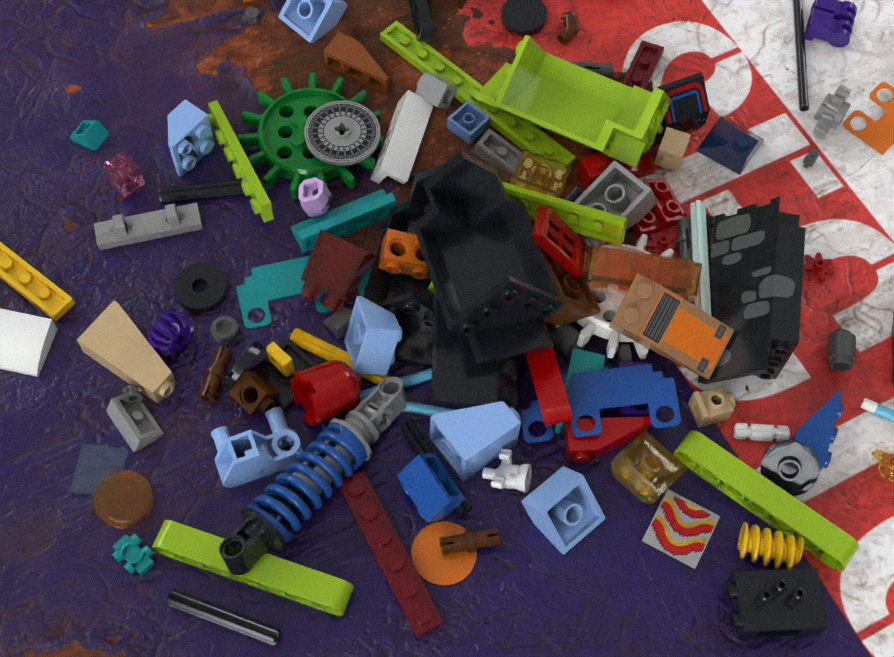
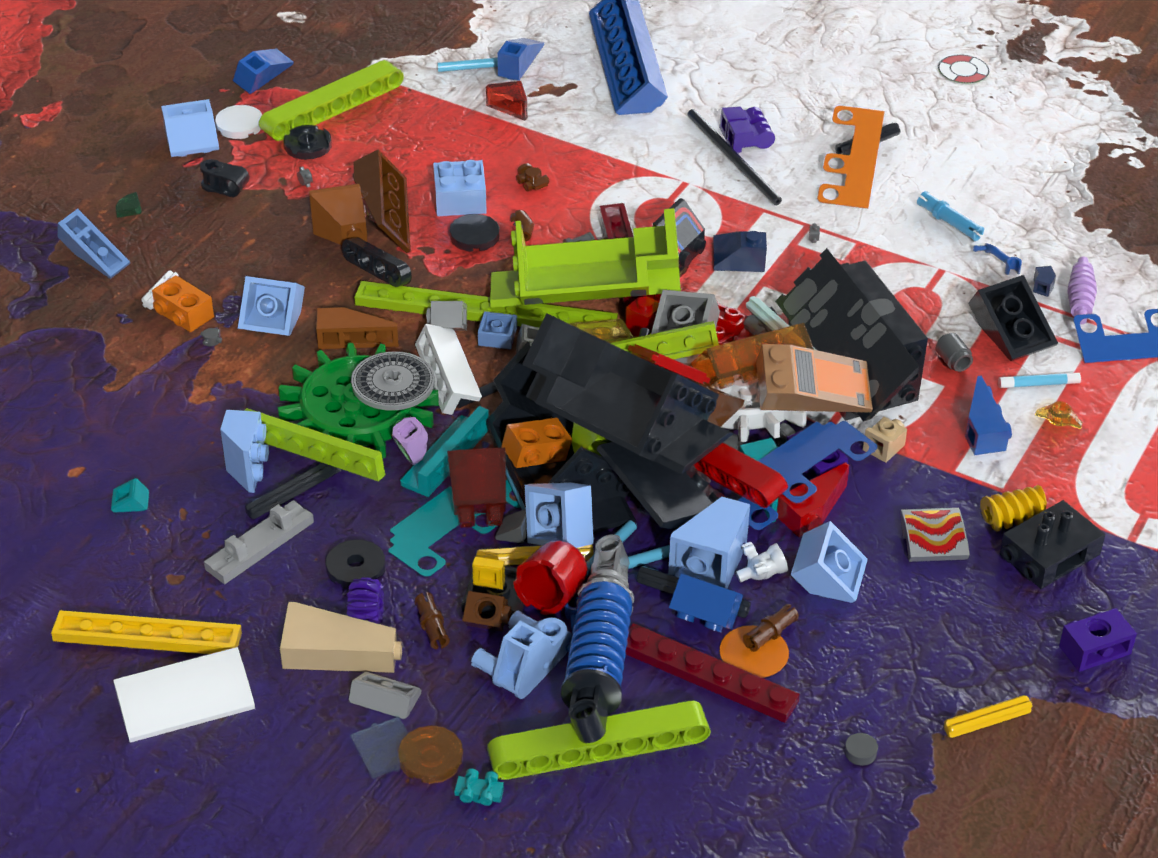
camera: 30 degrees left, 20 degrees down
(123, 173) = (201, 508): clear pink brick -> none
(133, 394) = (370, 667): dark grey piece -> none
(223, 616) = (603, 791): black axle -> none
(224, 329) = (408, 585): dark grey tile -> none
(242, 364) = (458, 595): black tile -> none
(647, 468) = (872, 506): clear yellow slope -> none
(672, 149) = (695, 273): tan brick -> none
(761, 432) = (939, 439): white axle -> none
(766, 500) = (978, 478): lime beam -> none
(793, 452) = (968, 446): tile -> none
(832, 111) = (806, 188): light grey gear -> none

